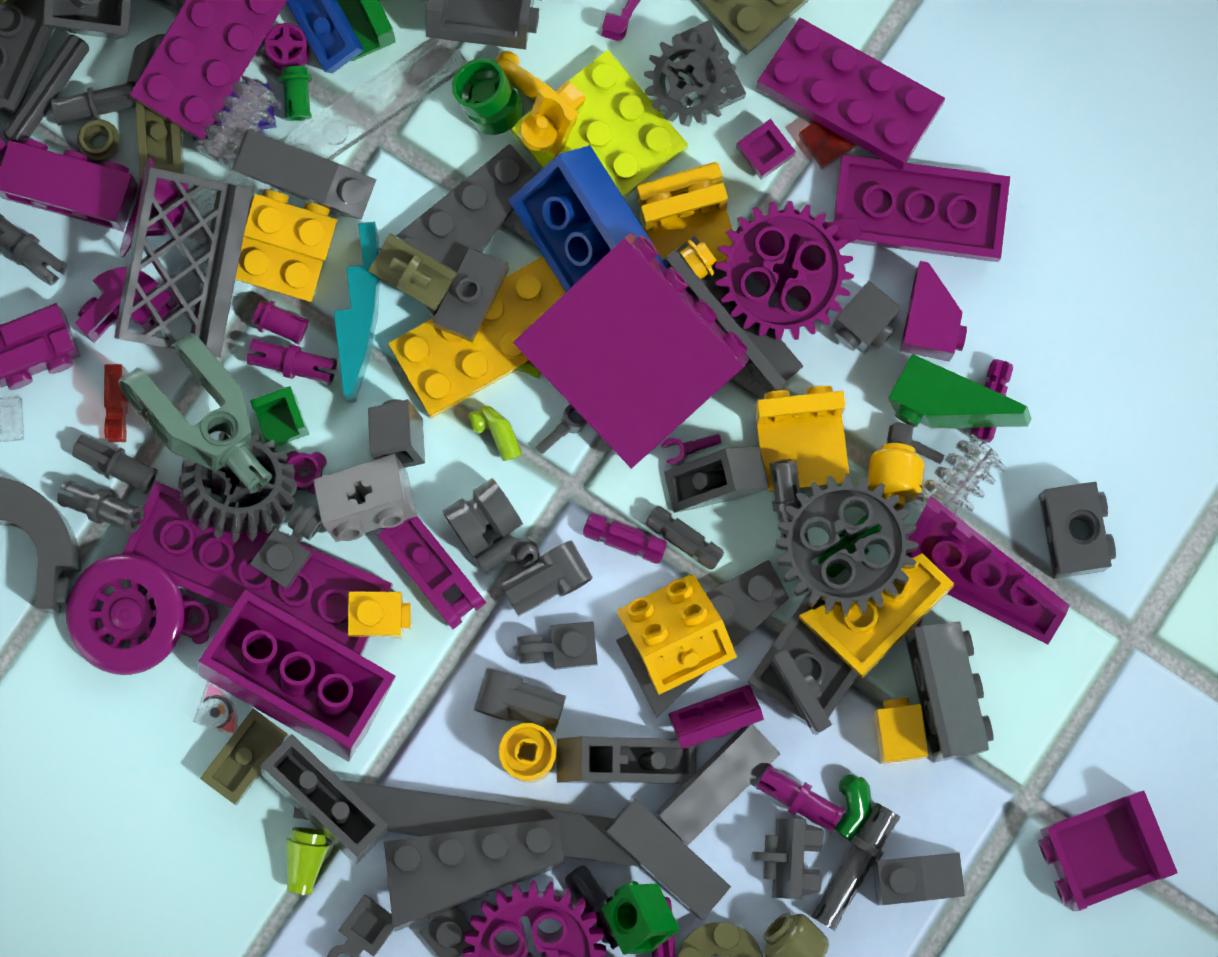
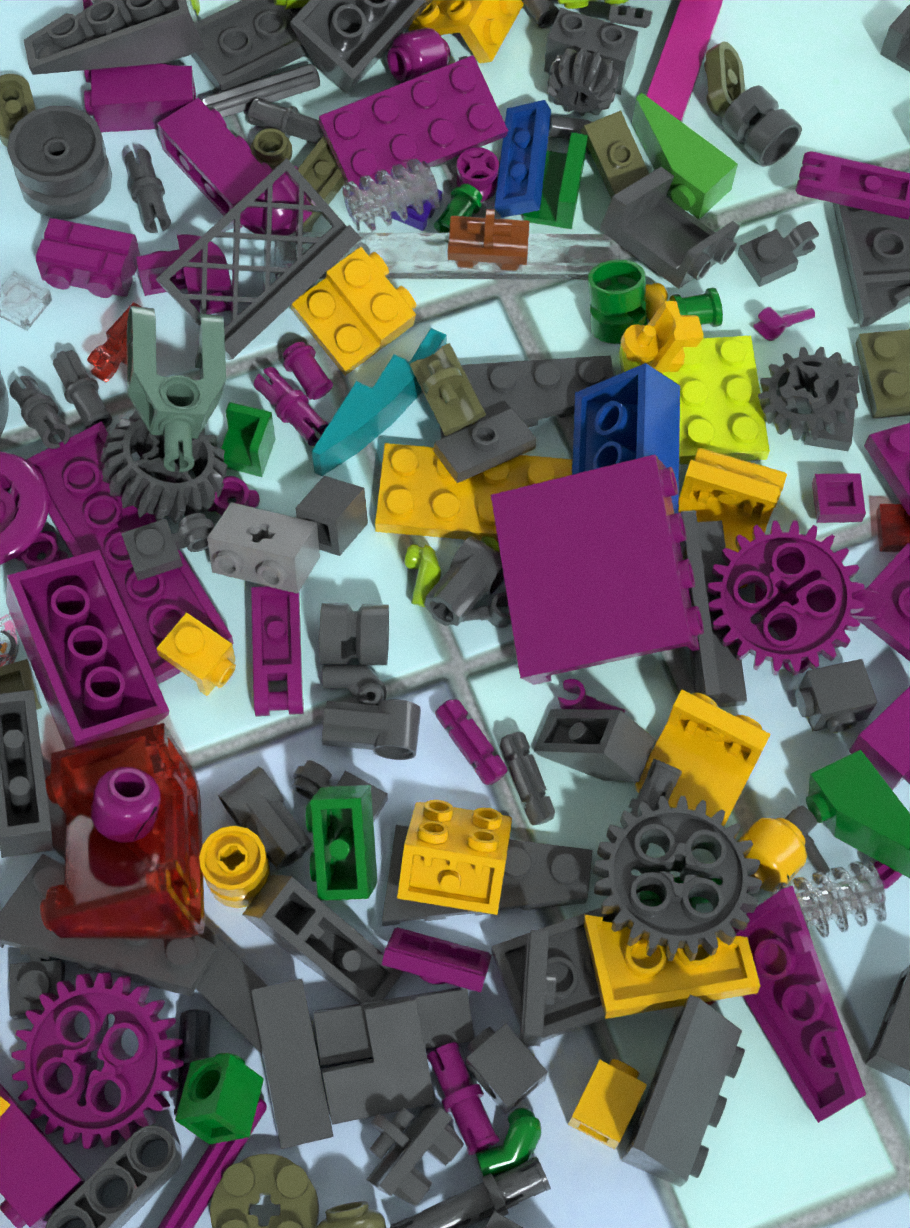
camera: 35 degrees right, 15 degrees down
(304, 174) = (414, 261): dark grey slope -> none
(350, 116) = (488, 241): none -> dark orange hips
(421, 767) = (125, 804): none -> magenta head
(441, 791) = (128, 887): none -> clear red windscreen
(534, 409) = (472, 573): none -> dark grey piece
(550, 56) = (705, 306): none -> green bush
(594, 682) = (342, 842): none -> green brick
(699, 258) = (712, 536): yellow plate -> none
(742, 820) = (395, 1075): none -> dark grey tile
(814, 758) = (504, 1067): none -> dark grey brick

